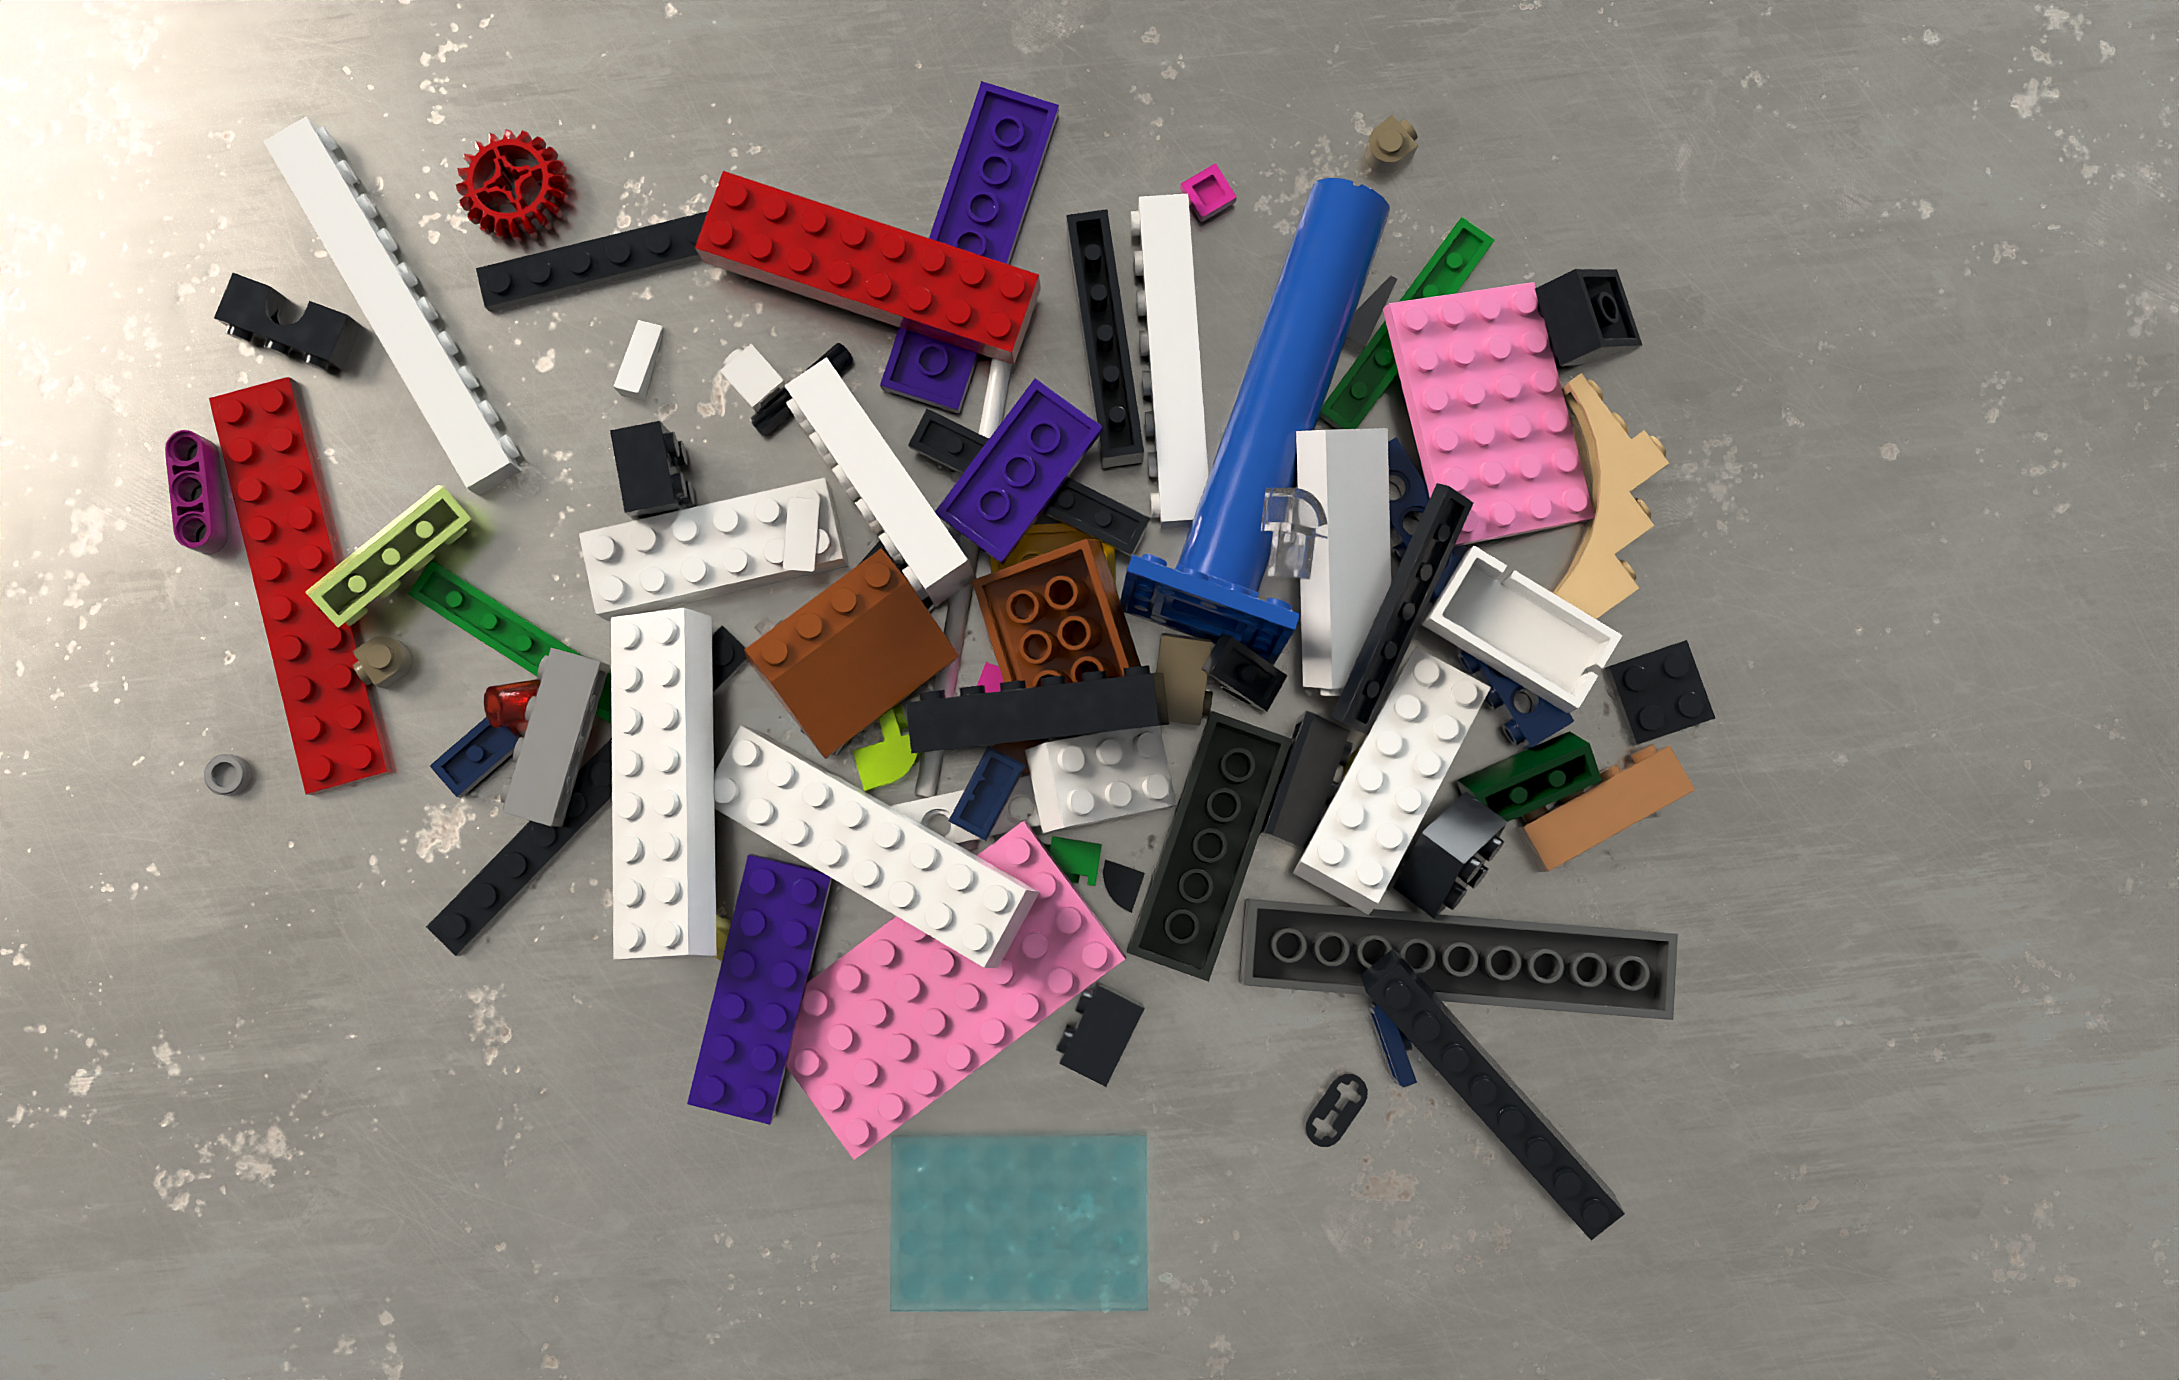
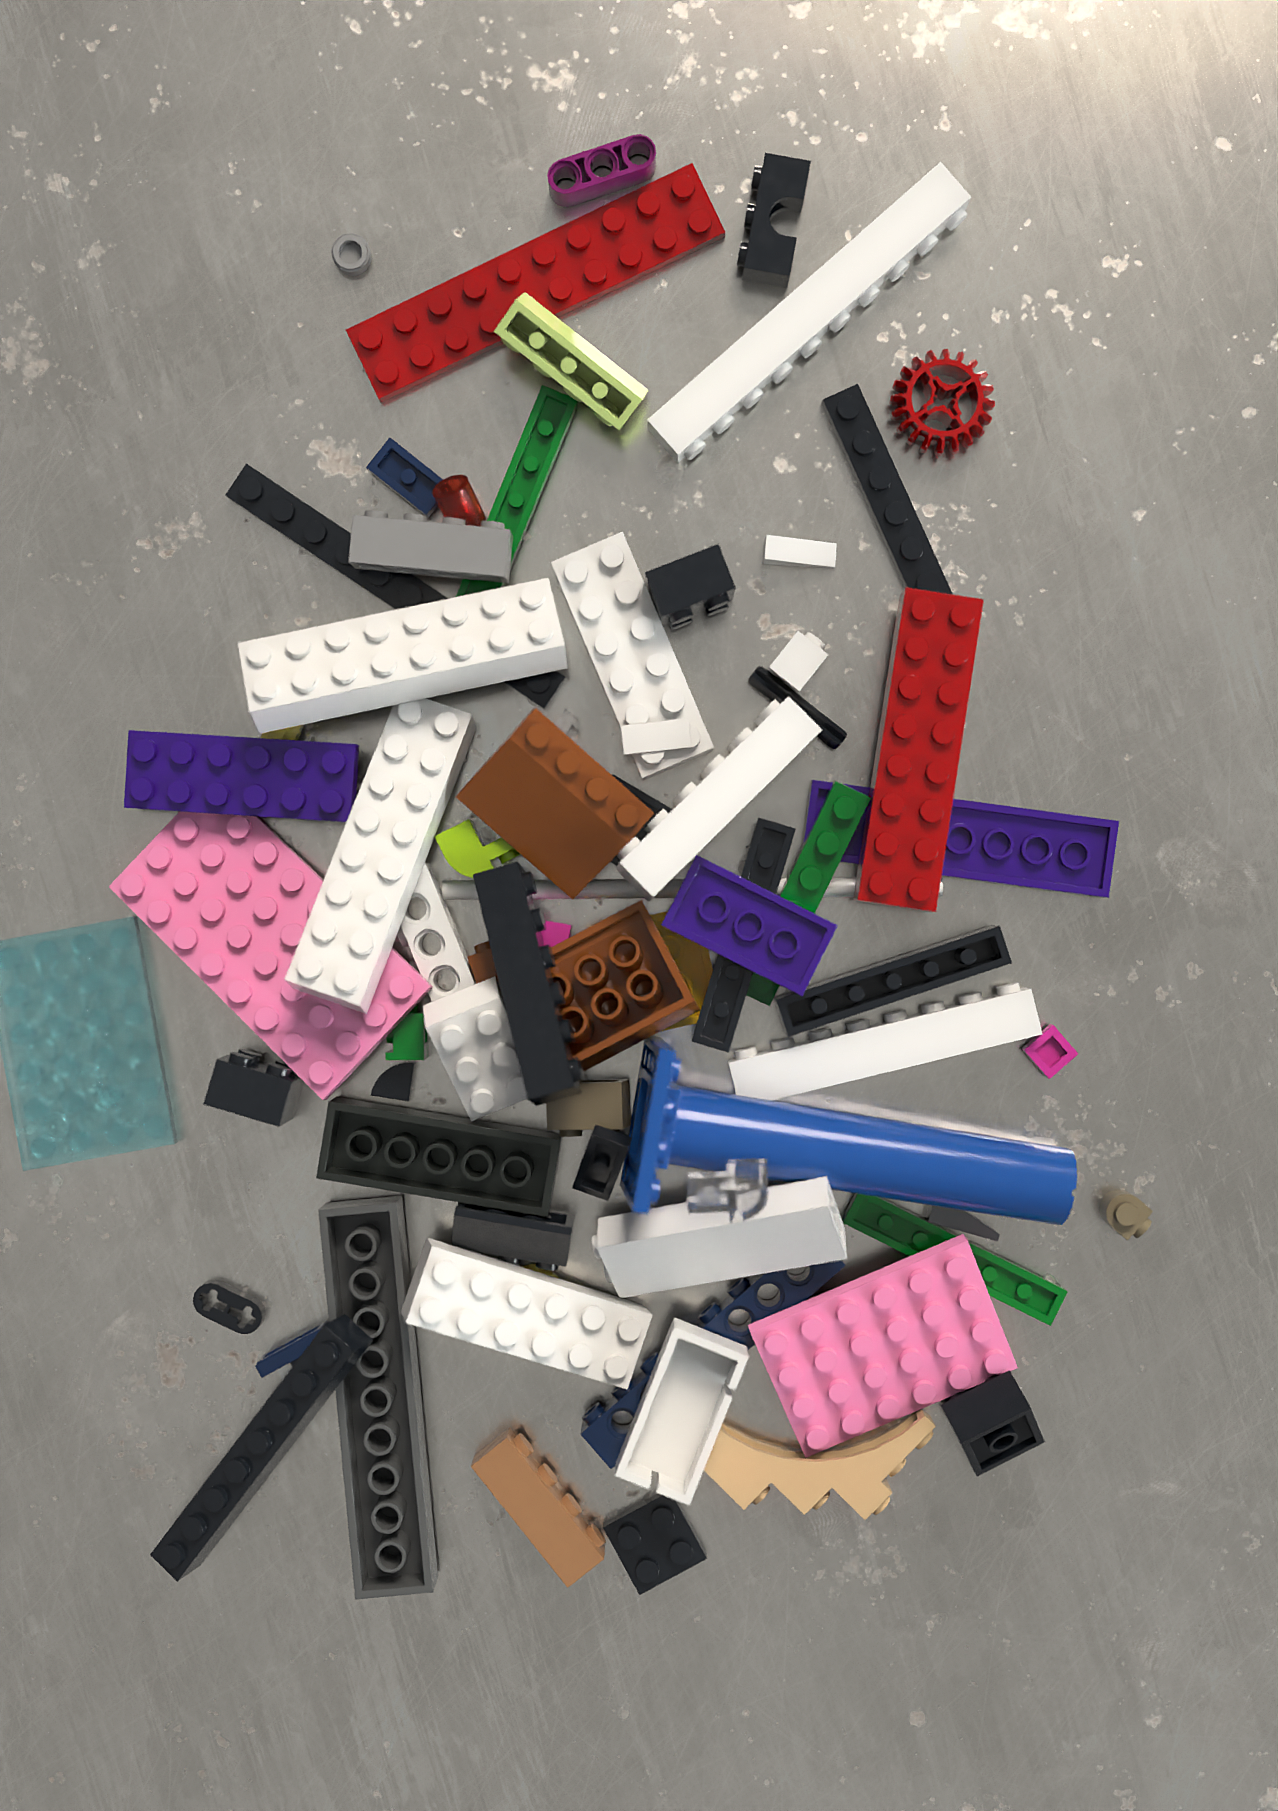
camera: 80 degrees right, 5 degrees up
(382, 661) = (477, 374): dark tan plate -> none
(966, 392) = (817, 862): none -> green plate
(987, 793) = (449, 949): dark blue plate -> none
(1402, 609) = (681, 1299): black plate -> none
(1451, 855) = (465, 1379): black brick -> none
(1534, 777) = (550, 1436): dark green brick -> none

